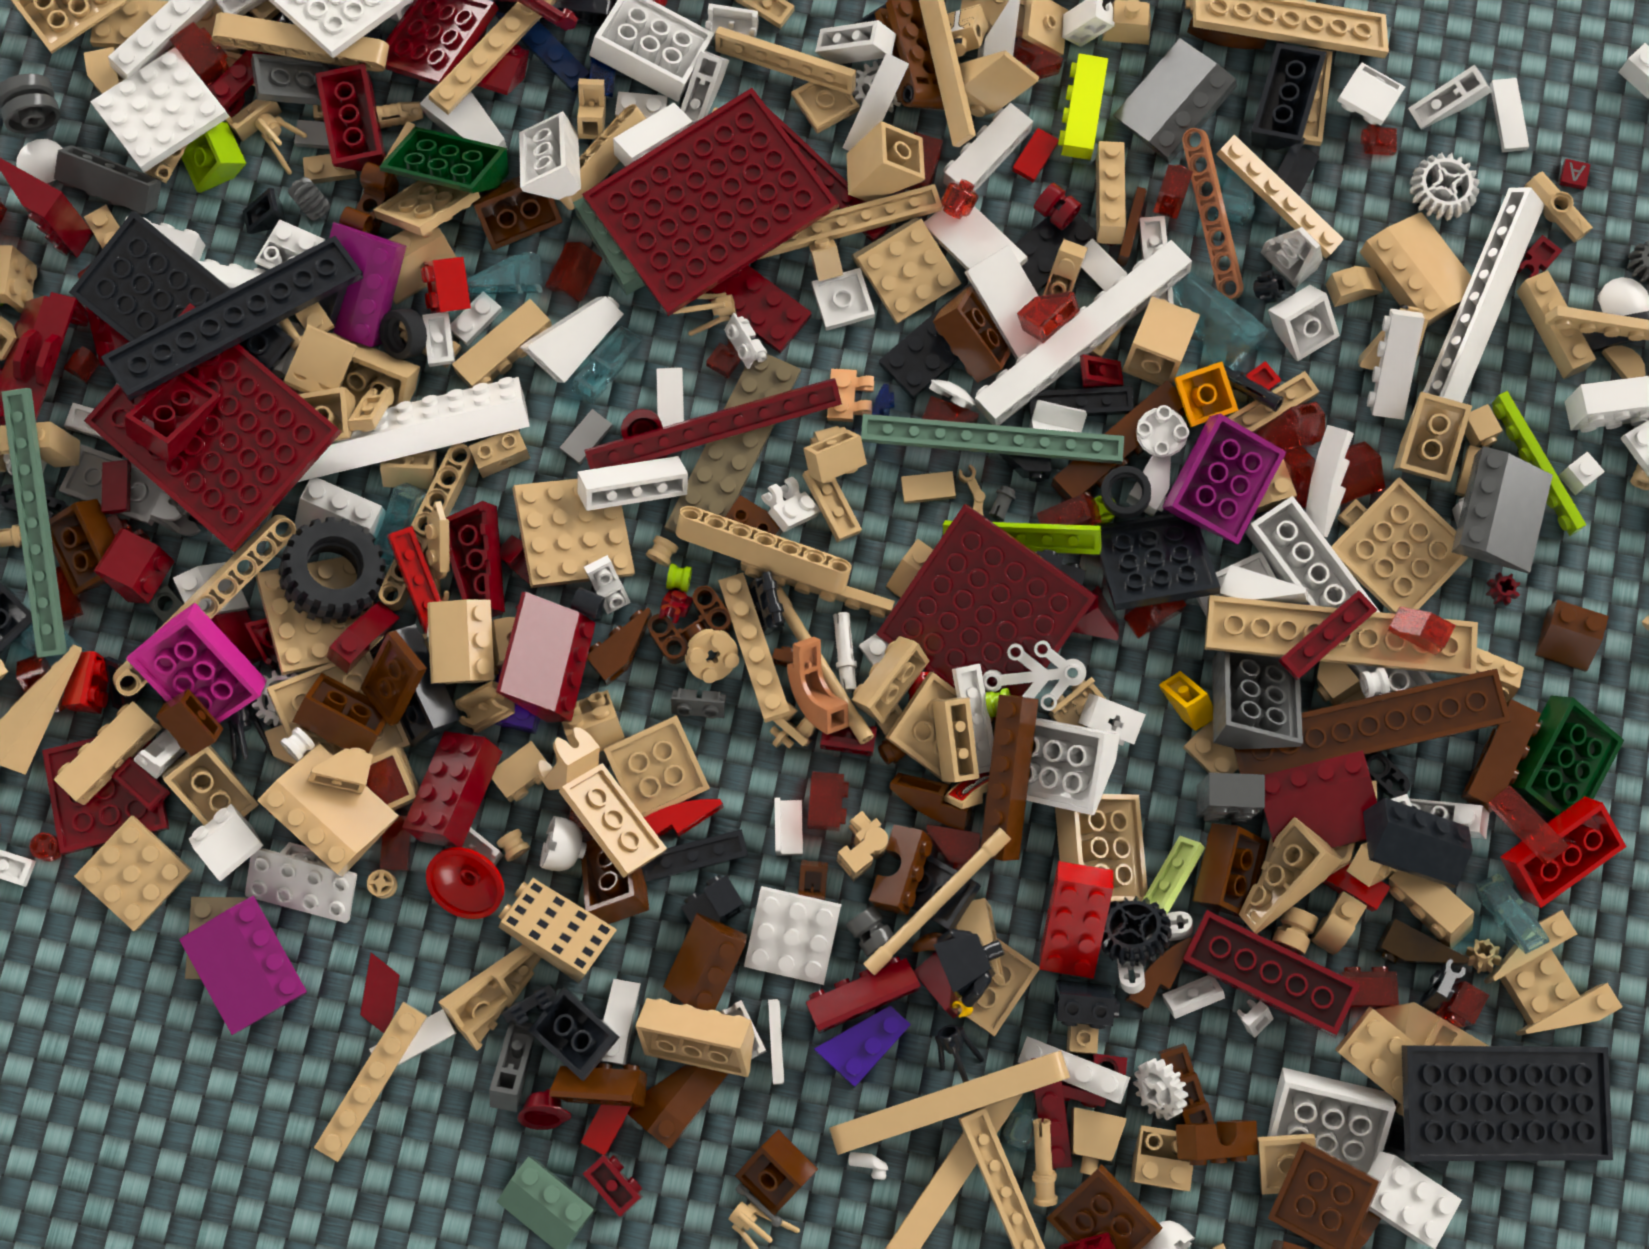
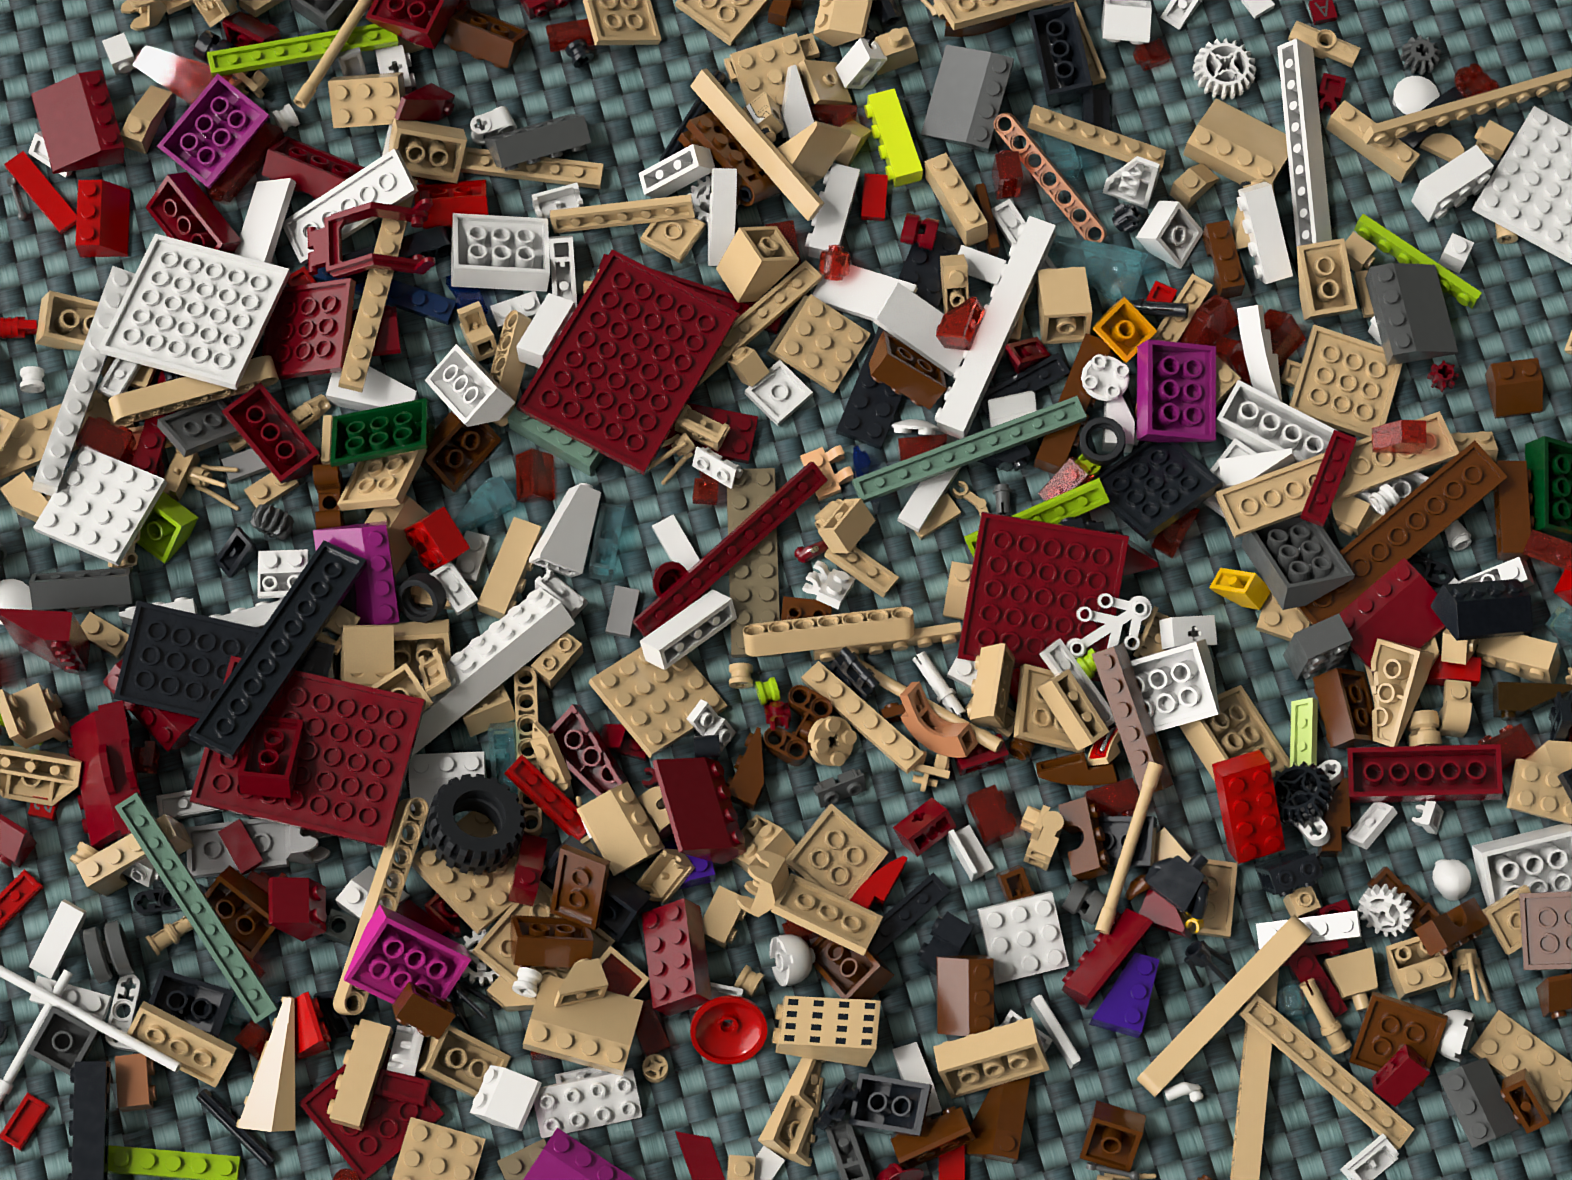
camera: 30 degrees left, 5 degrees down
(537, 392) = (561, 591): none -> white hinge
(750, 297) = (702, 428): none -> tan hinge
(755, 781) = (924, 827): none -> dark red brick
(790, 465) = (810, 552): none -> dark red arm
(927, 467) = (926, 499): none -> white slope
(1041, 93) = (858, 137): none -> tan slope
(1217, 1181) = (1469, 963): none -> tan plant
(1245, 1089) = (1451, 879): none -> white hair
(1344, 372) = (1227, 268): none -> reddish brown arch
(1433, 754) = (1457, 536): none -> white cone

